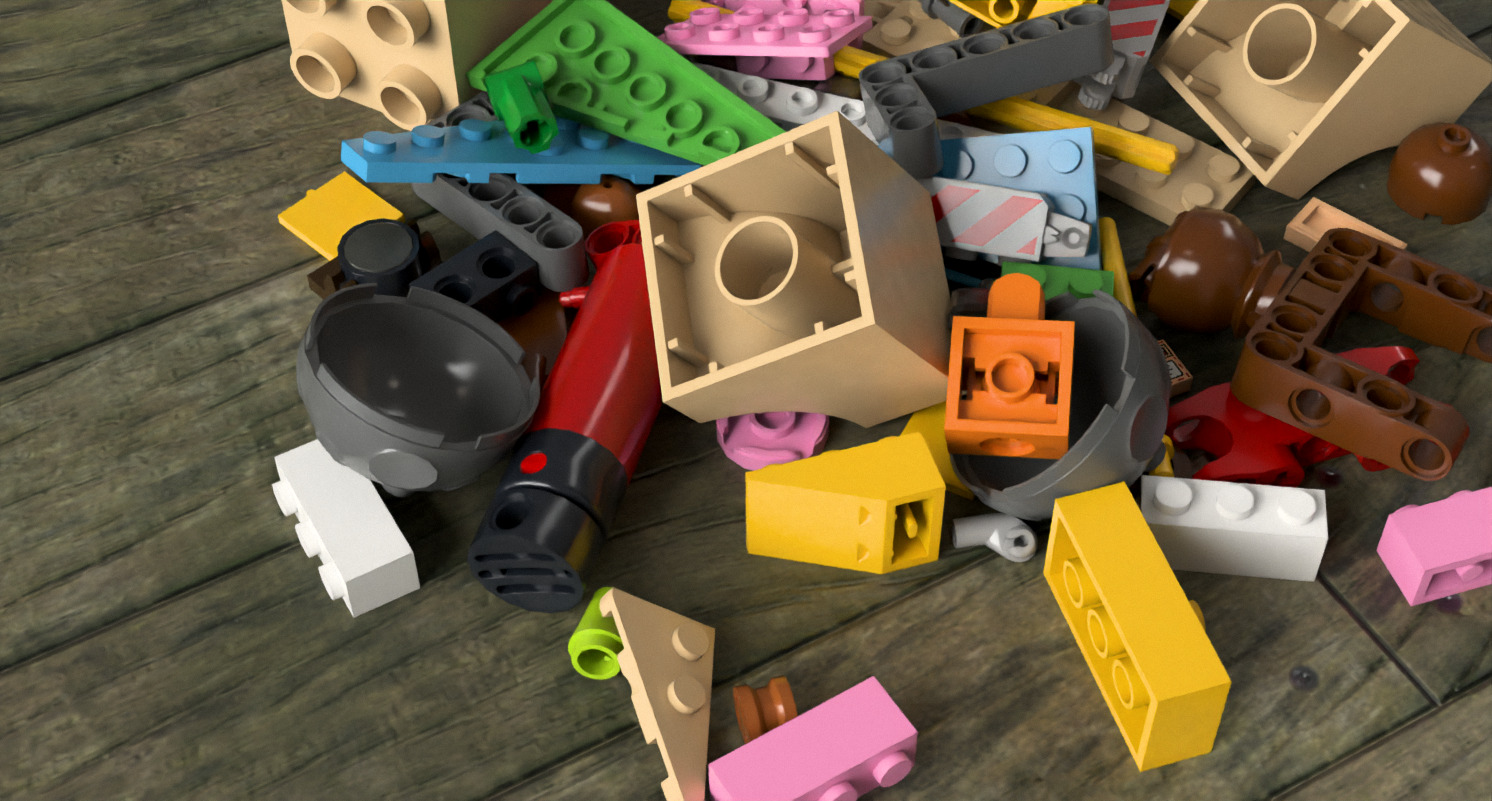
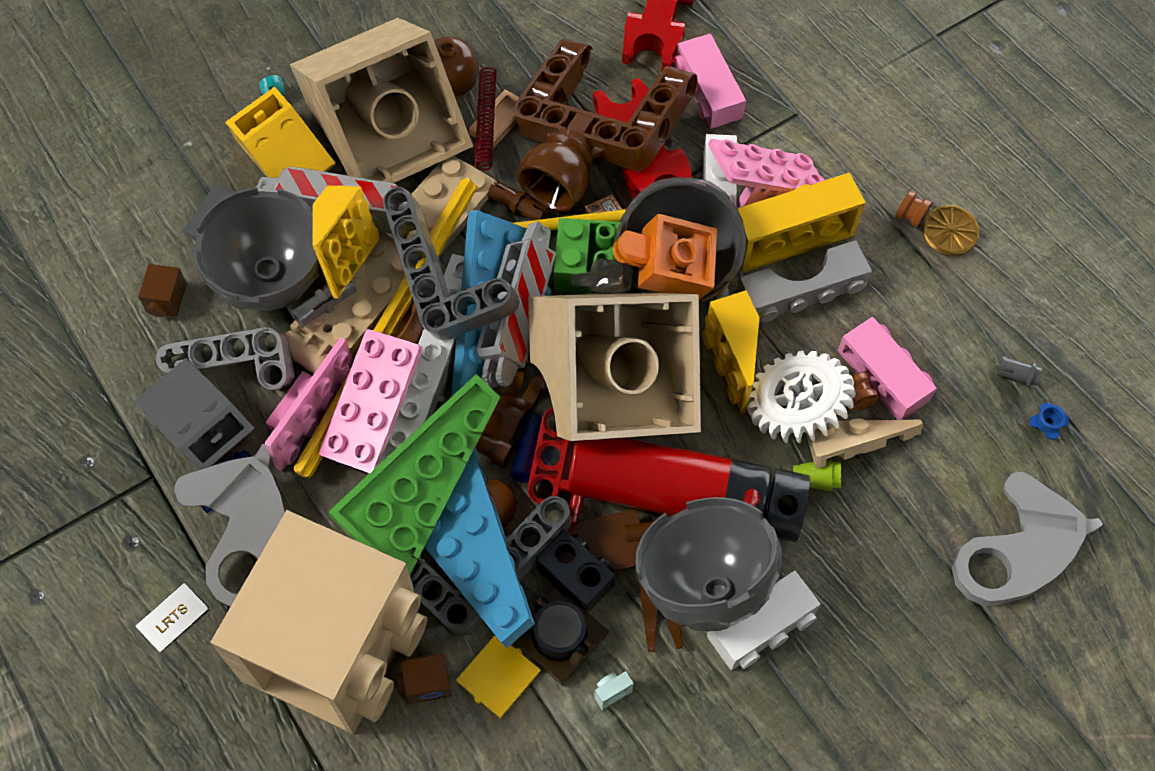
camera: 95 degrees left, 15 degrees up
(279, 326) = (613, 689): none -> light aqua plate
(342, 118) = (424, 678): none -> reddish brown brick
(523, 105) = (445, 539): green piece -> none
(767, 606) = (800, 396): none -> white gear
(1034, 710) = (842, 272): none -> light grey arch
(1249, 577) = (762, 170): none -> bright pink bracket
(1329, 208) = (485, 125): none -> dark red piece

